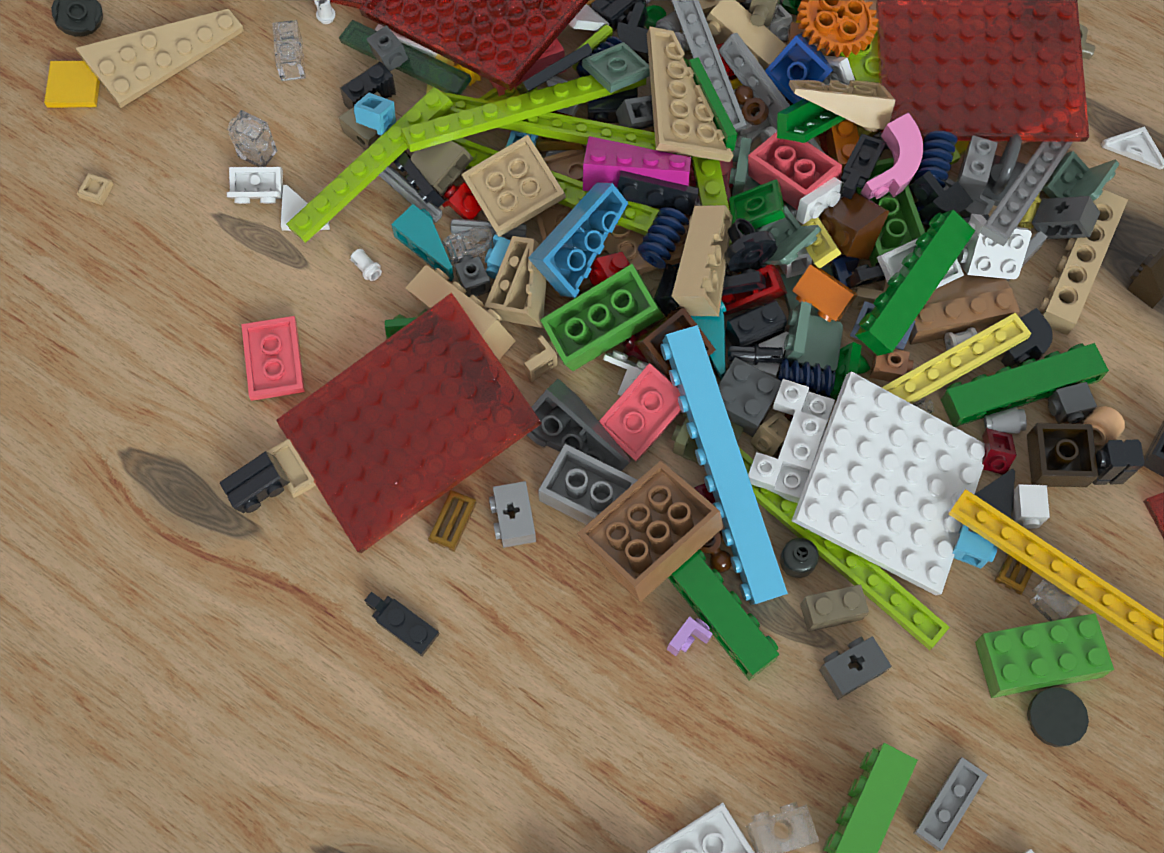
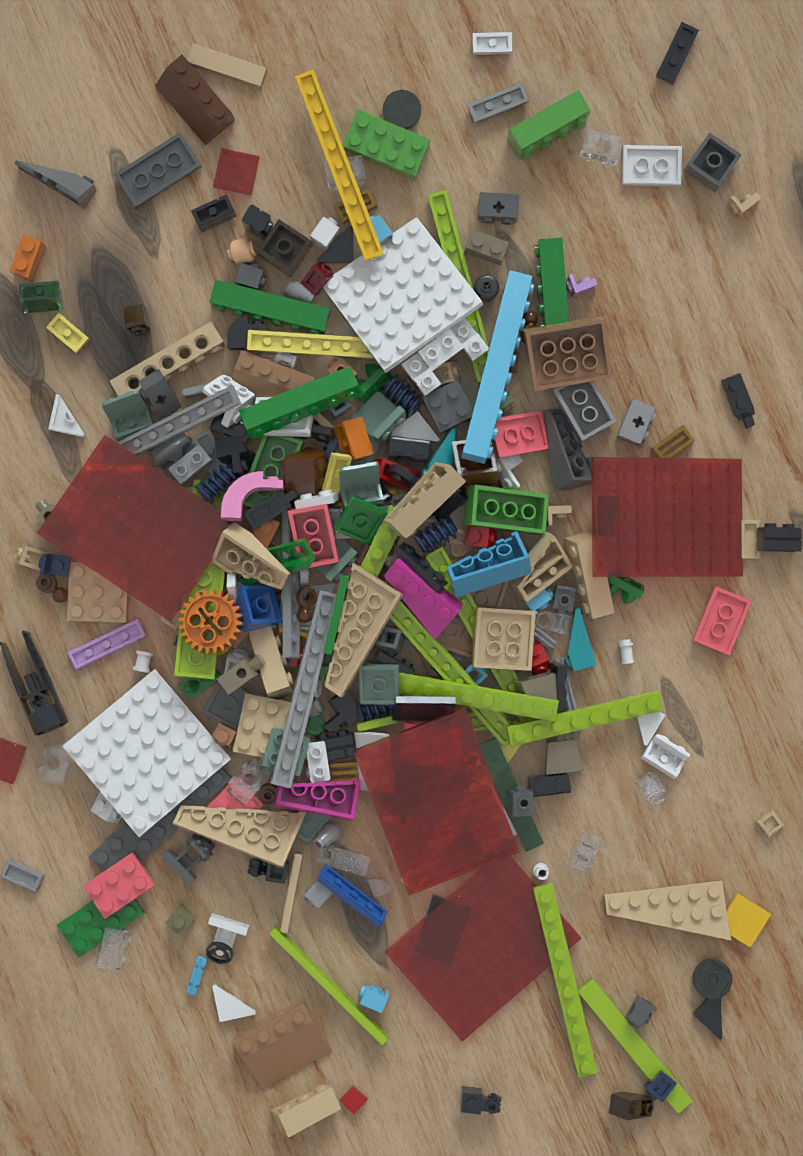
camera: 145 degrees left, 20 degrees up
(375, 113) = (554, 749): medium azure brick -> none
(748, 247) = (389, 490): black tile -> none
(756, 354) = (423, 429): black axle -> none

